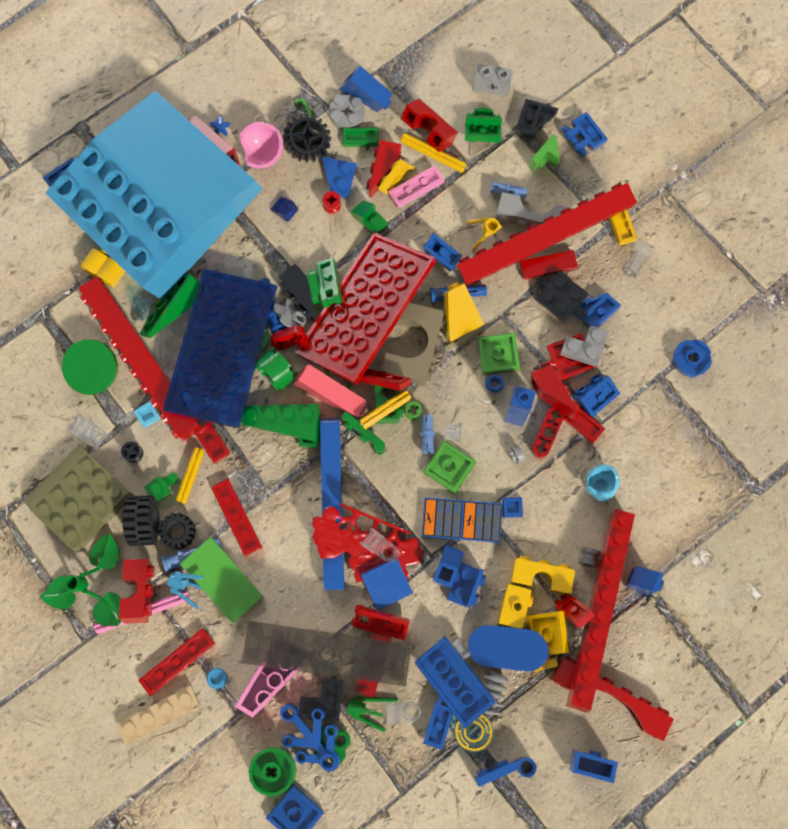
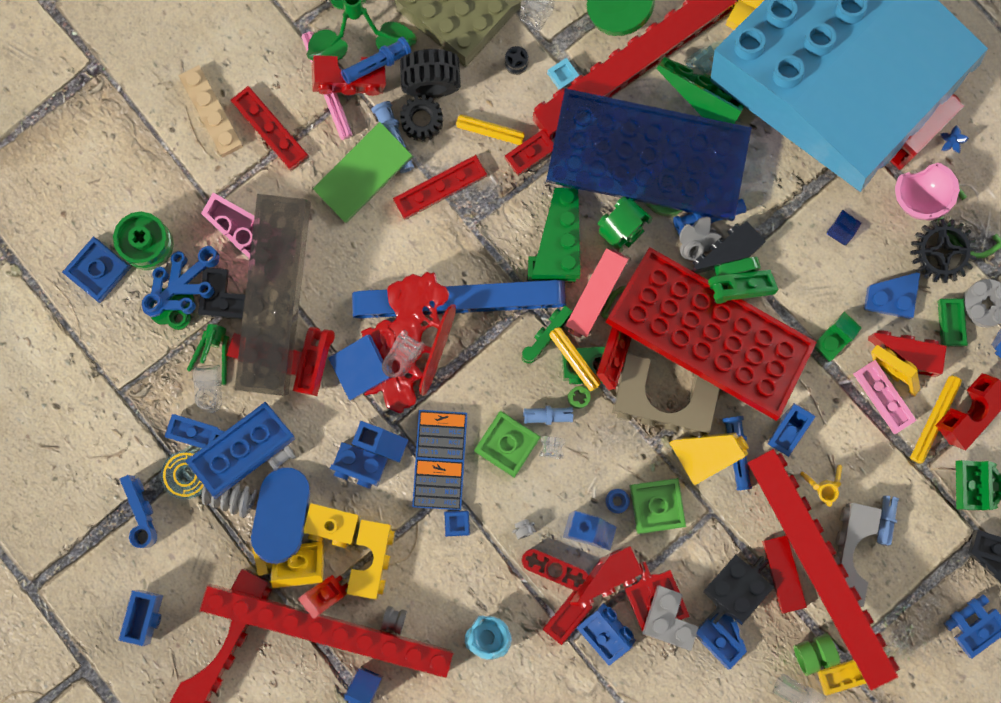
camera: 85 degrees right, 5 degrees up
(123, 557) = (386, 56): none -> blue pin
(160, 488) = (475, 95): green plate -> none
(178, 581) = (359, 125): dark azure plant -> none
(217, 678) = (250, 174): dark azure tile -> none
(288, 337) = (667, 237): red beam -> none
(335, 204) = (851, 290): red wheel -> none
(548, 152) = (947, 574): bright green slope -> none
(607, 242) = (816, 654): none -> bright green wheel

